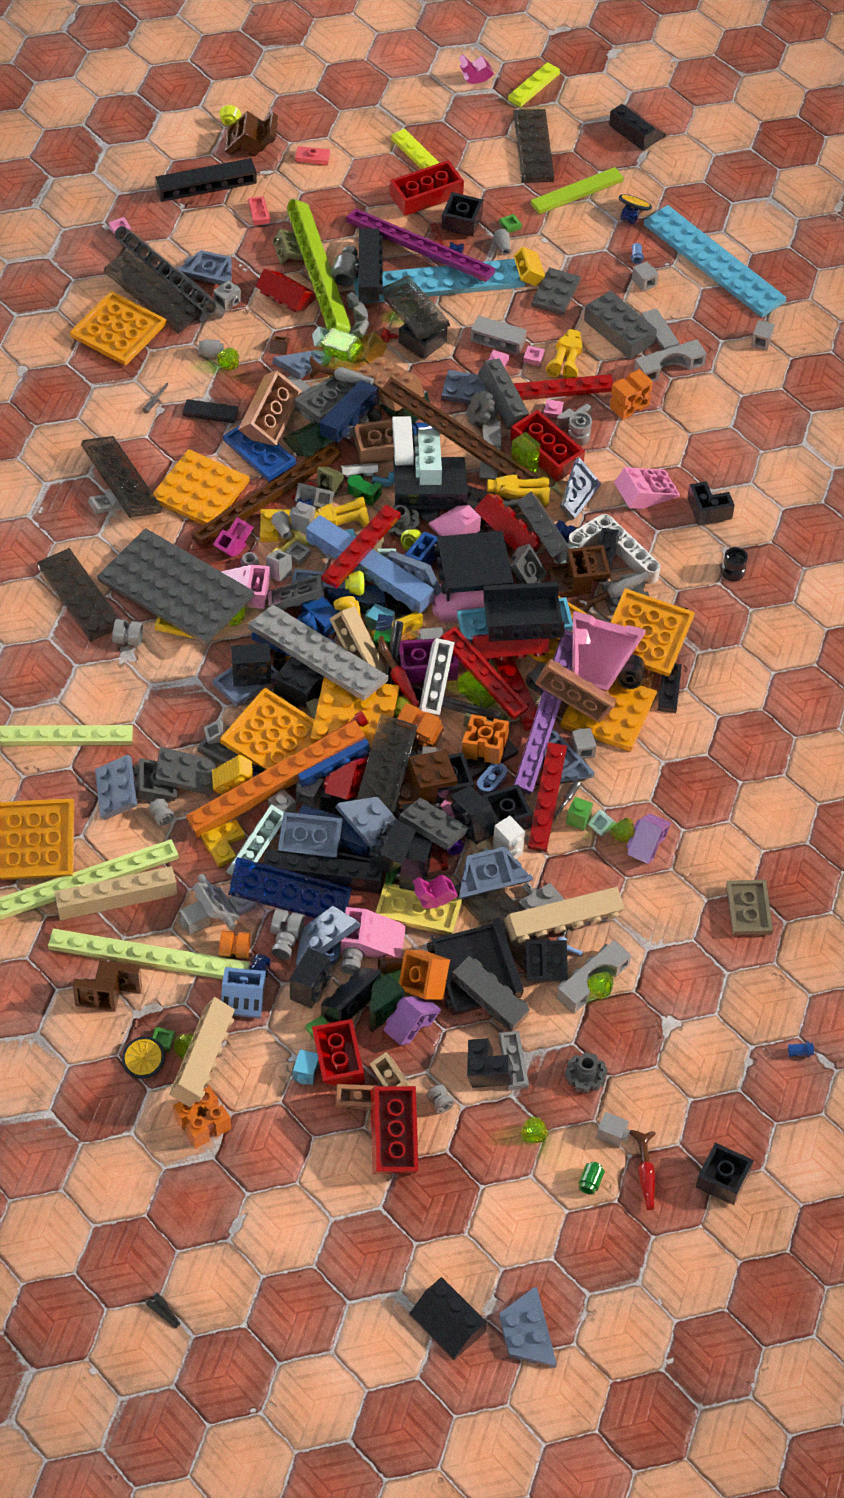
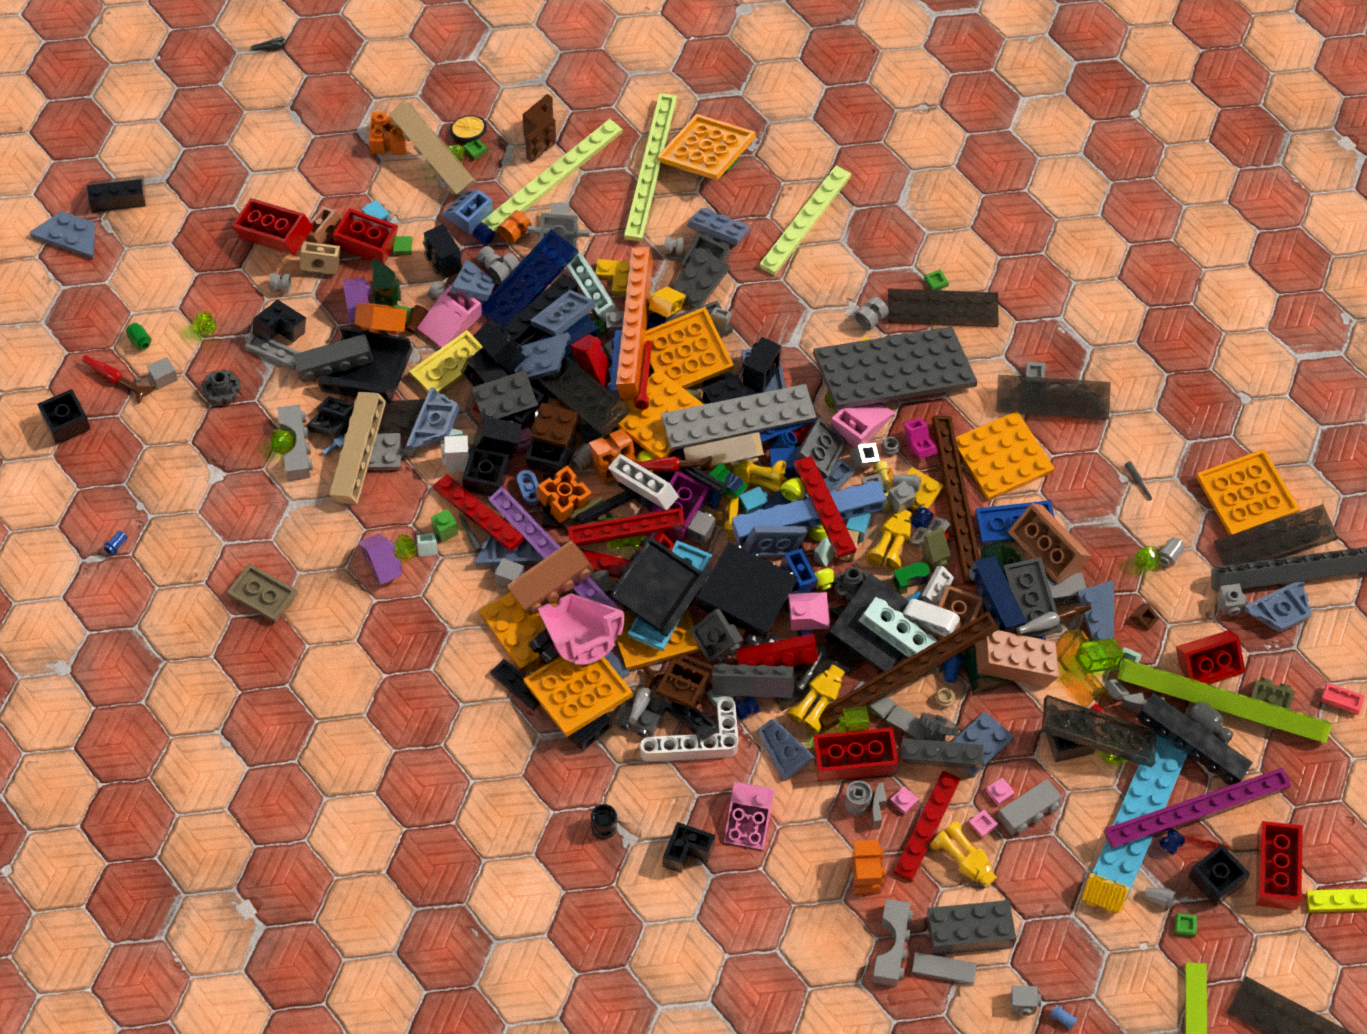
camera: 125 degrees right, 5 degrees up
(53, 612) = (936, 280): none -> bright green tile
(115, 893) = (620, 179): tan brick -> none
(210, 411) = (1092, 513): black tile -> none
(350, 997) = (408, 272): black slope -> none
(436, 892) = (449, 368): dark pink brick -> none
(556, 291) = (1060, 906): dark grey plate -> none

